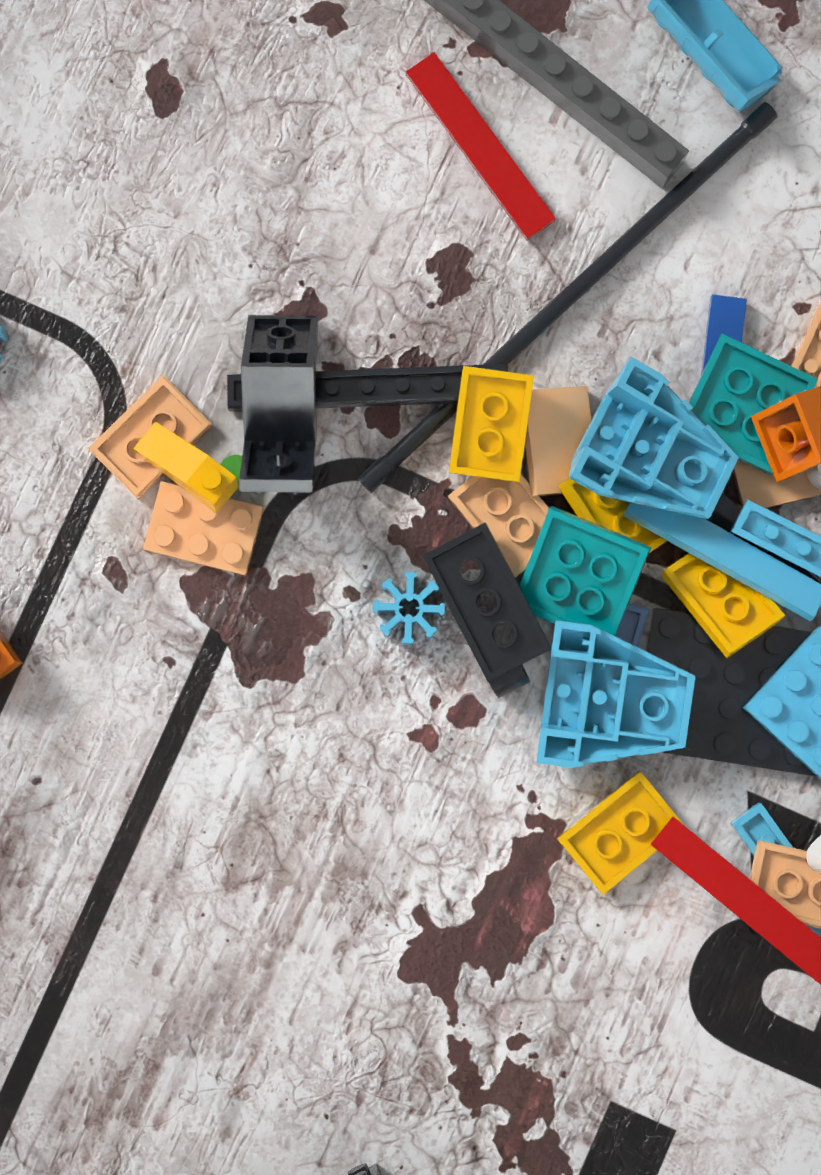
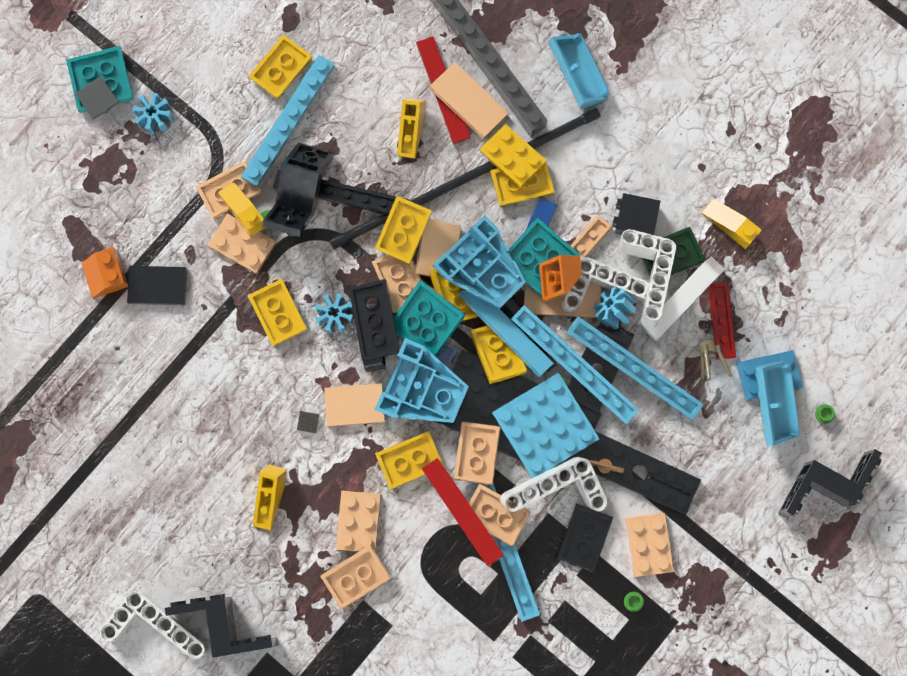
camera: 20 degrees right, 5 degrees down
(73, 647) = (157, 285): none -> black tile
(175, 185) = (280, 67): none -> yellow plate
(218, 281) = (287, 121): none -> medium azure plate
(306, 635) = (277, 312): none -> yellow plate
(392, 968) = (269, 495): none -> yellow slope
(419, 815) = (308, 422): none -> clear smoke tile
(444, 230) = (411, 126): none -> yellow slope
(492, 762) = (353, 405): none -> light nougat tile
(533, 153) = (468, 100): none -> light nougat tile
(562, 966) = (358, 520): none -> light nougat plate
(589, 1066) = (356, 576): none -> light nougat tile
(644, 233) = (513, 156): none -> yellow plate
(673, 275) = (509, 193): none -> yellow plate
(738, 787) = (477, 453): none -> light nougat tile

